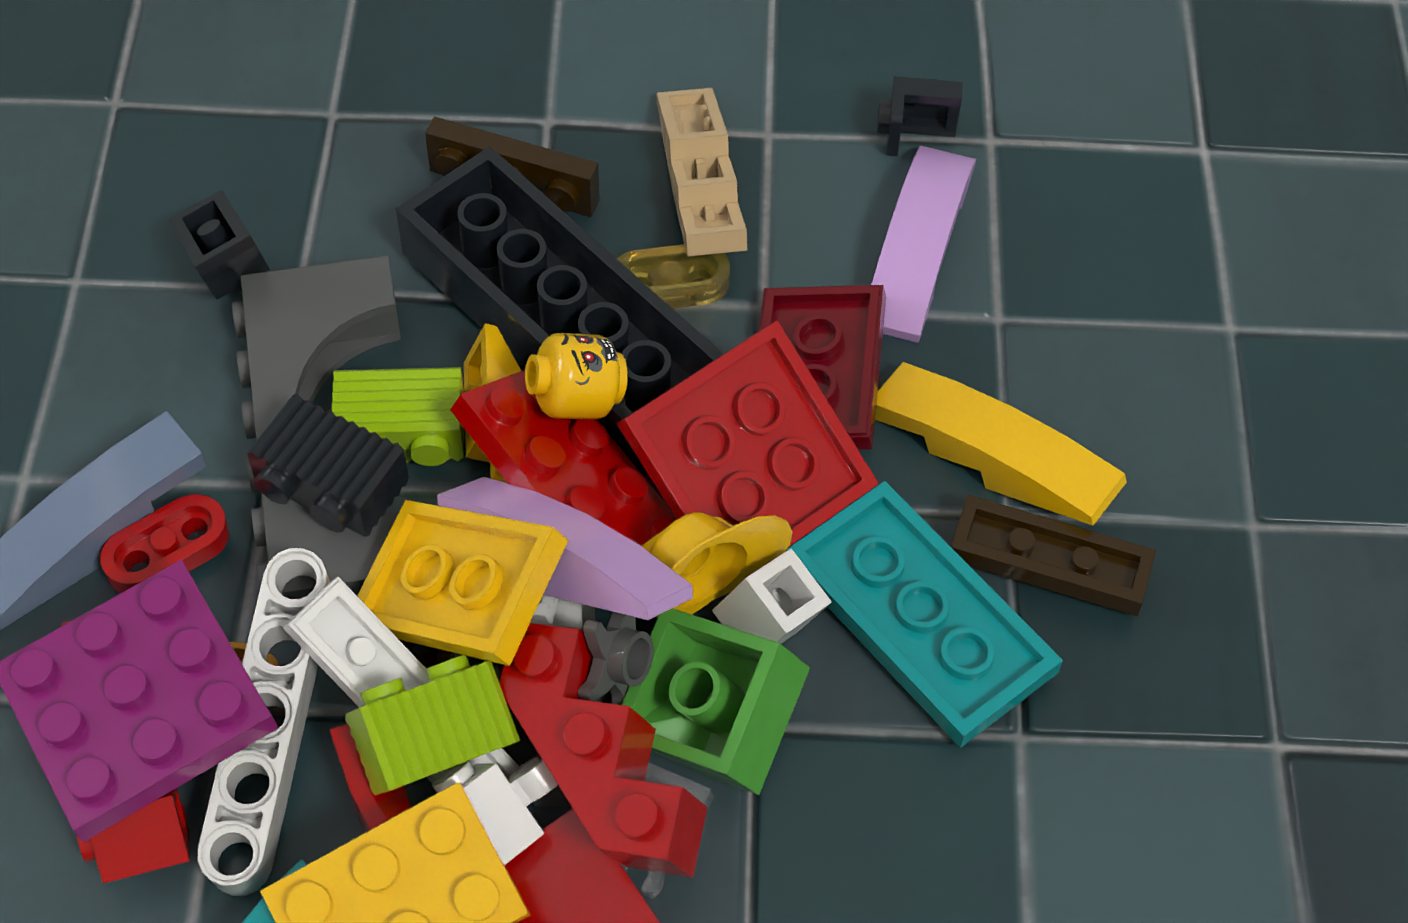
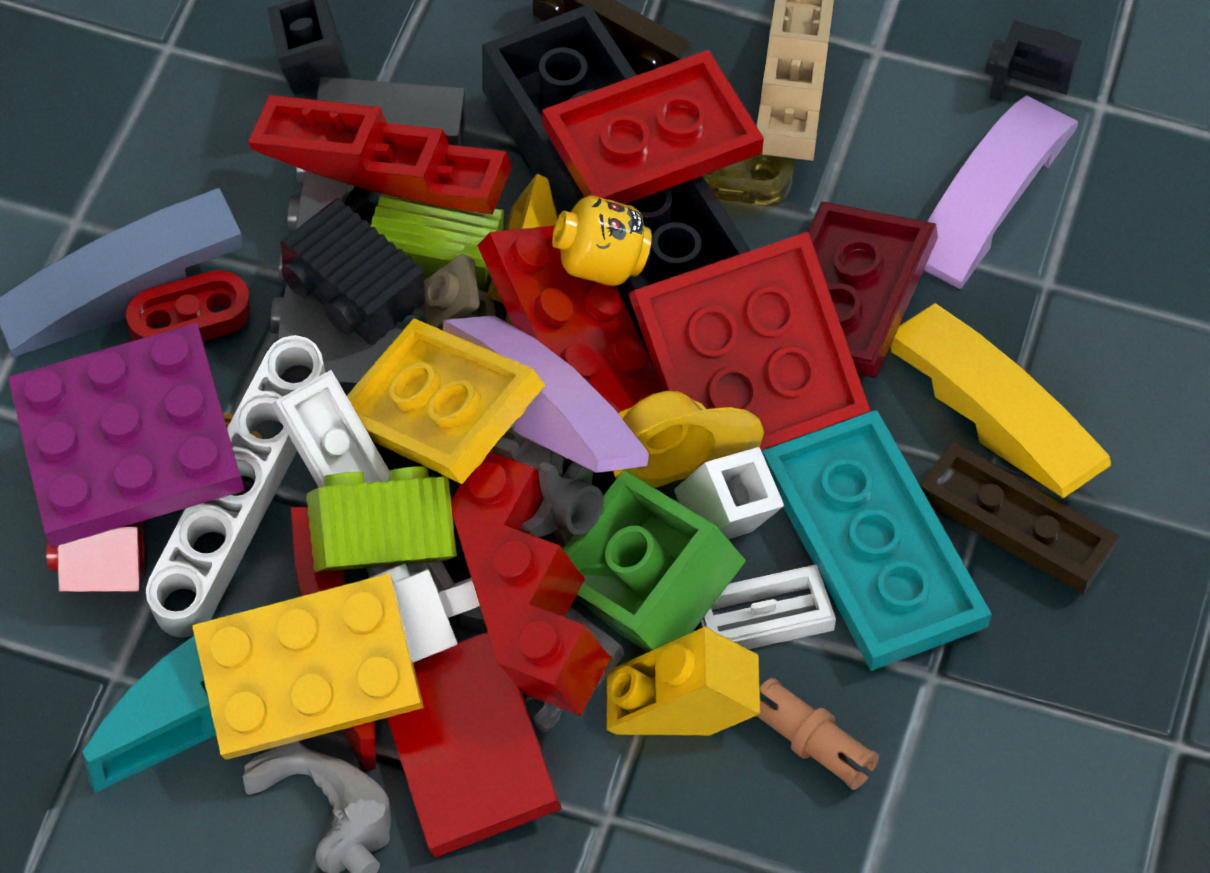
camera: 15 degrees right, 0 degrees up
(303, 339) = (392, 159): none -> red slope
(438, 464) = (455, 293): none -> dark tan bracket
(591, 255) = (653, 130): none -> red plate
(785, 817) = (684, 688): none -> yellow slope
(852, 731) = (773, 620): none -> white tile
(927, 830) = (815, 734): none -> nougat pin

